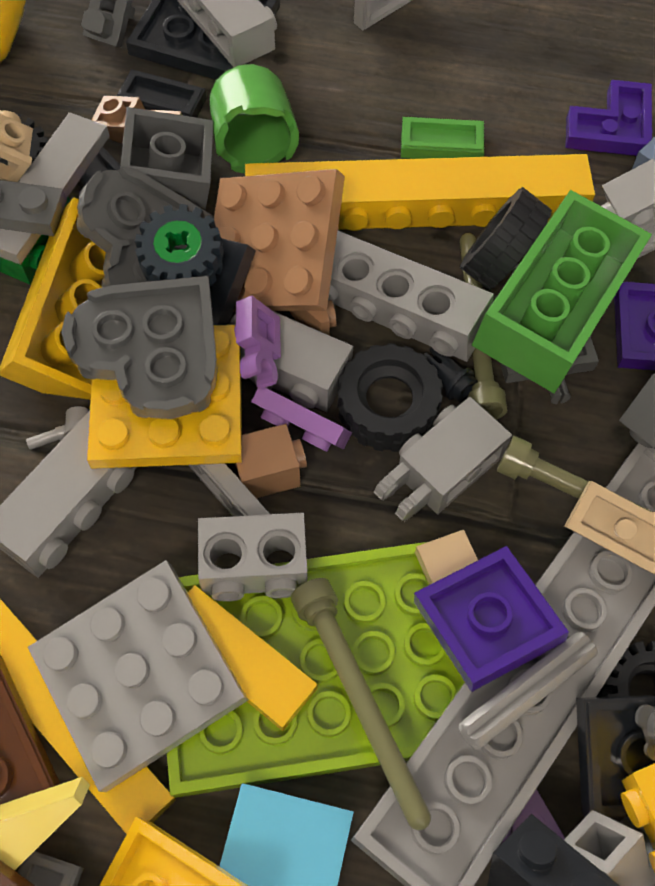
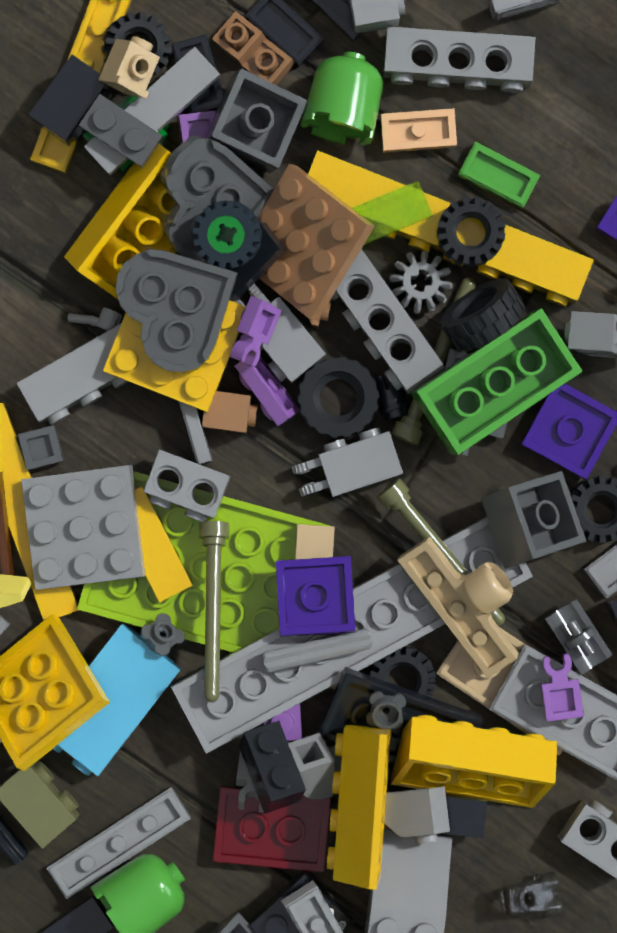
camera: 30 degrees right, 25 degrees up
(43, 602) = (41, 447): none -> dark grey plate
(305, 771) = (159, 644): none -> dark grey plate
(341, 126) = (418, 130): none -> light nougat plate
(350, 54) = (477, 47): none -> light grey brick
(365, 177) = (395, 210): none -> clear neon green tile
(422, 242) = (412, 273): none -> light grey gear
(454, 147) = (486, 215): none -> black tyre

